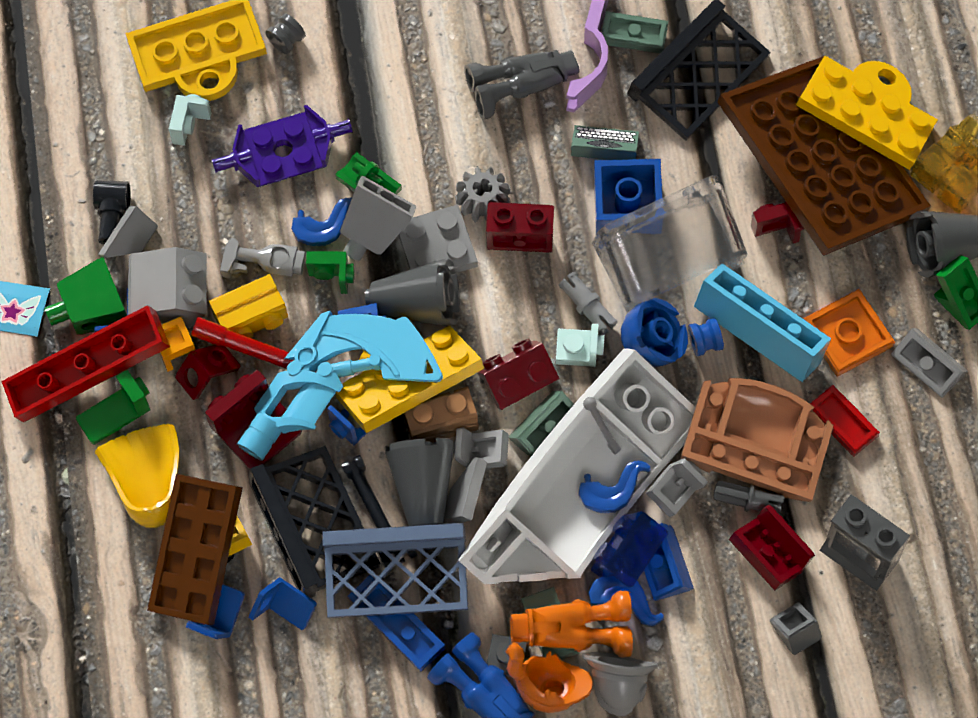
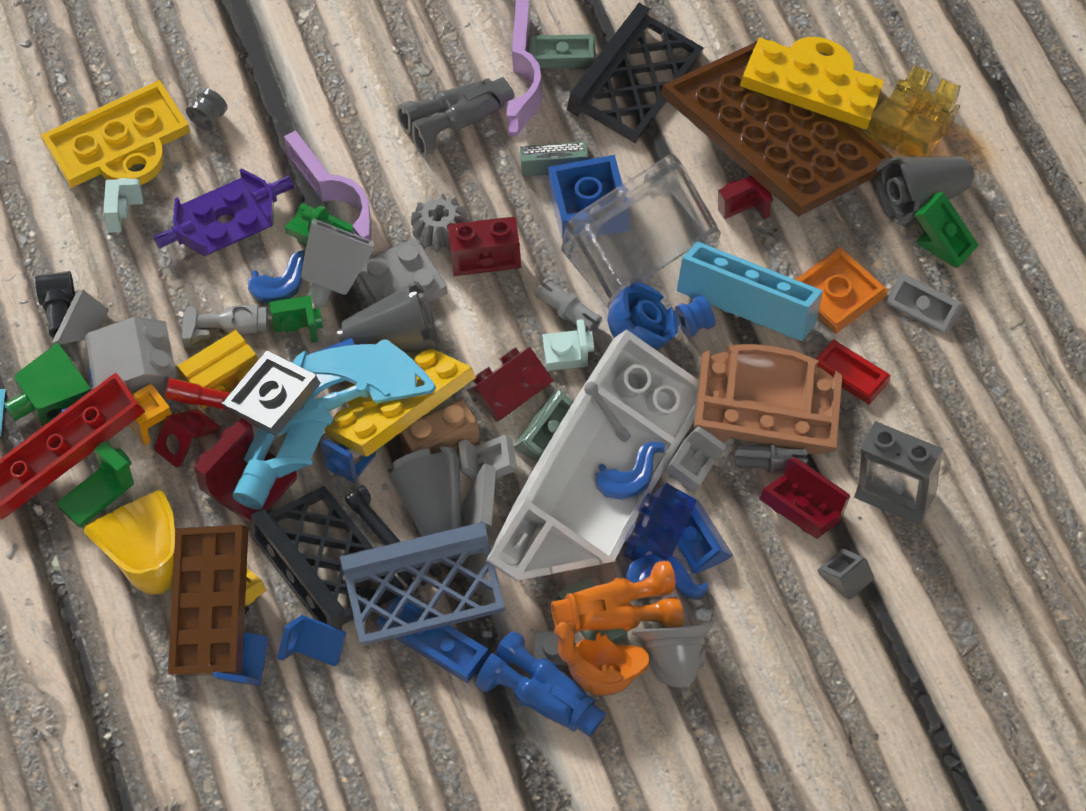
camera: 10 degrees left, 10 degrees down
(289, 352) = (271, 393): none -> plate
(388, 137) = (329, 186): none -> lavender piece

